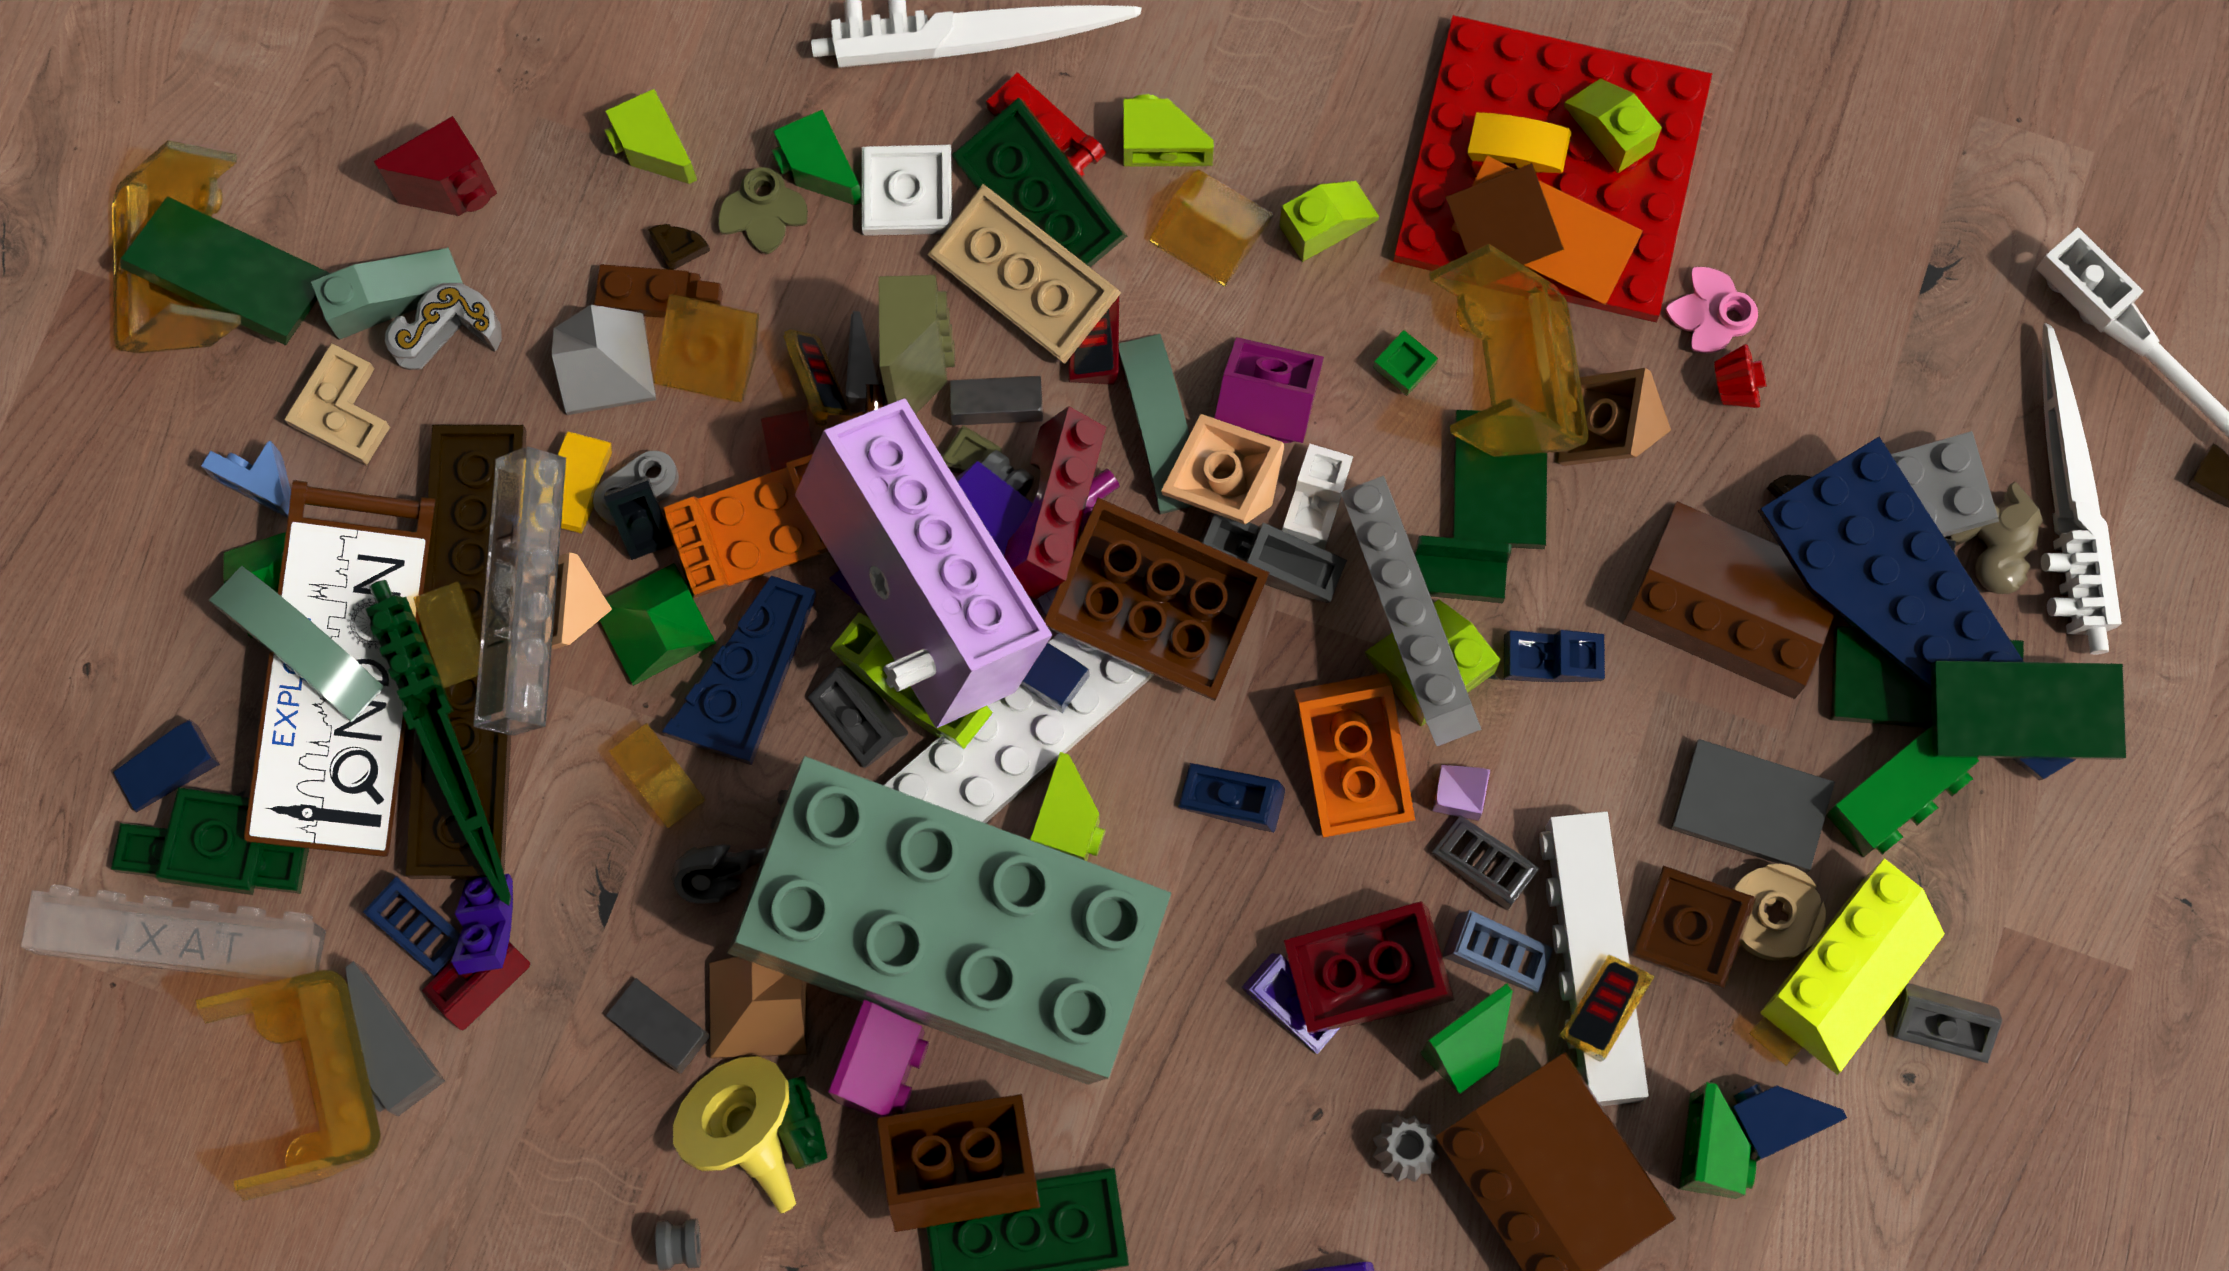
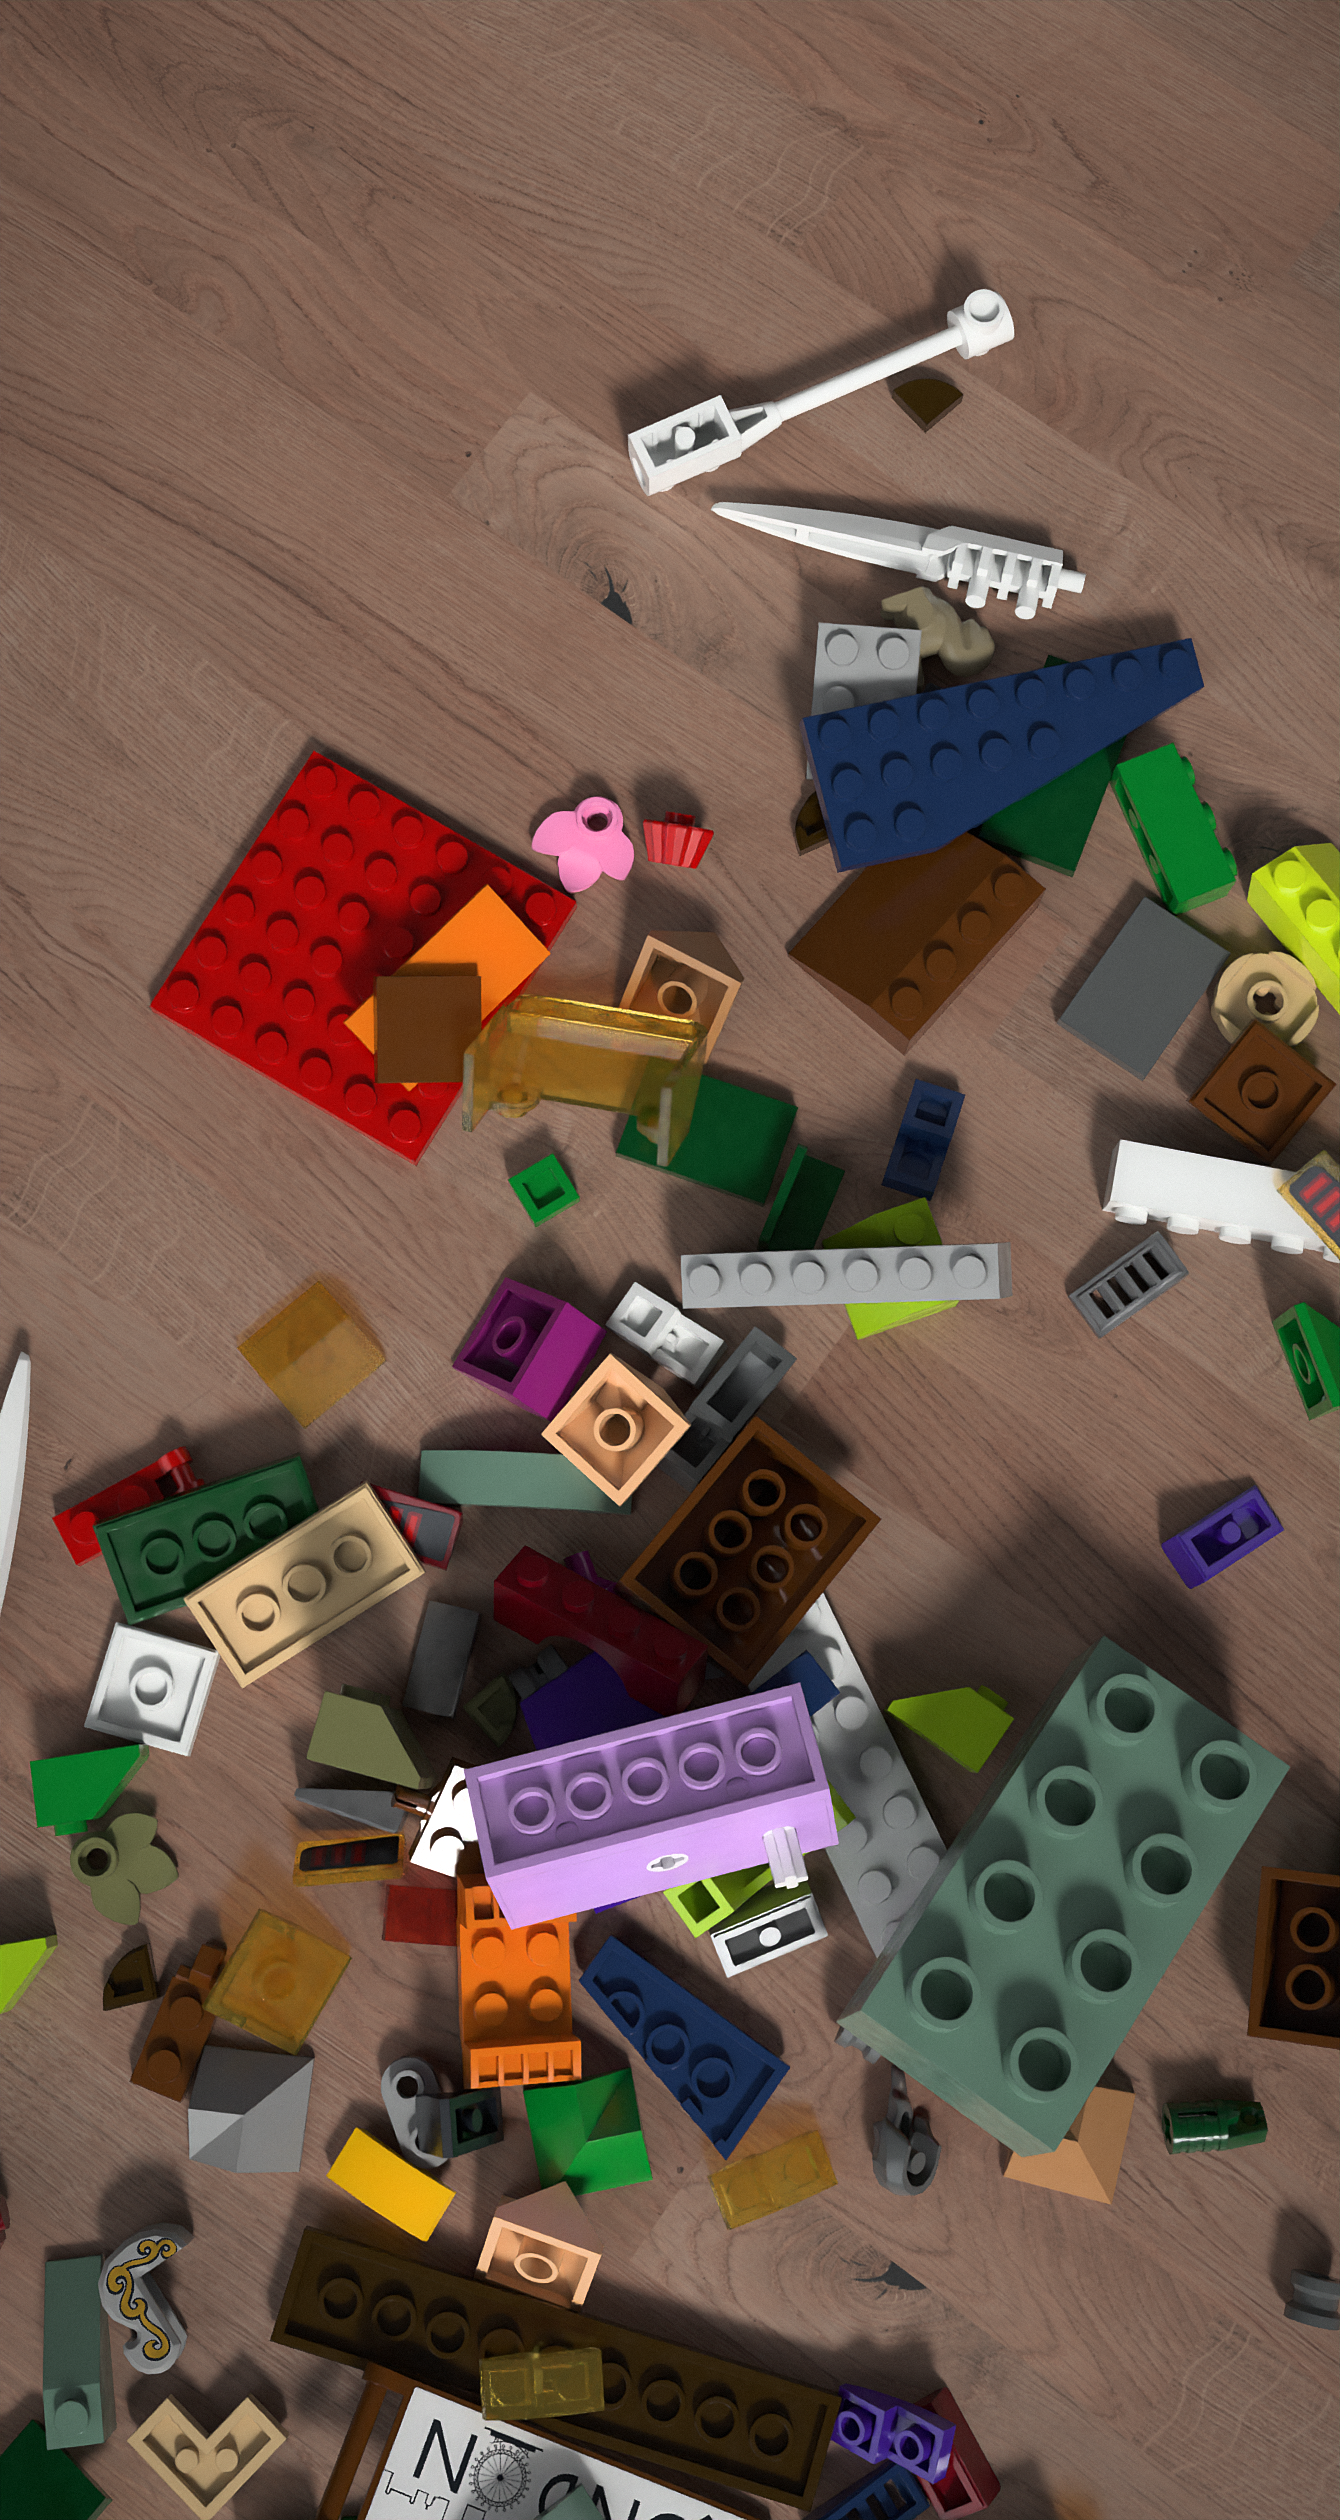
camera: 75 degrees left, 5 degrees up
(427, 711) = (632, 2438): dark green piece -> none
(520, 592) = (517, 2287): clear brick -> none
(658, 1025) = (1060, 2256): flat silver slope -> none
(734, 1121) = (1201, 2198): light yellow piece -> none
(878, 1062) = (1191, 2023): magenta slope -> none
(1162, 135) = (185, 1376): lime slope -> none
(1233, 797) = (979, 1534): dark blue slope -> none
(1325, 217) = (345, 1221): lime slope -> none
(1355, 754) = (971, 1386): orange slope -> none
(1369, 969) = (1218, 1446): dark red slope -> none
(1460, 935) = (1207, 1331): sand blue slope -> none
(1461, 791) = (1044, 1285): lavender slope -> none
(1519, 141) = (333, 982): yellow slope -> none
(1615, 122) = (342, 873): lime slope -> none
(2028, 710) = (1138, 675): dark green tile -> none

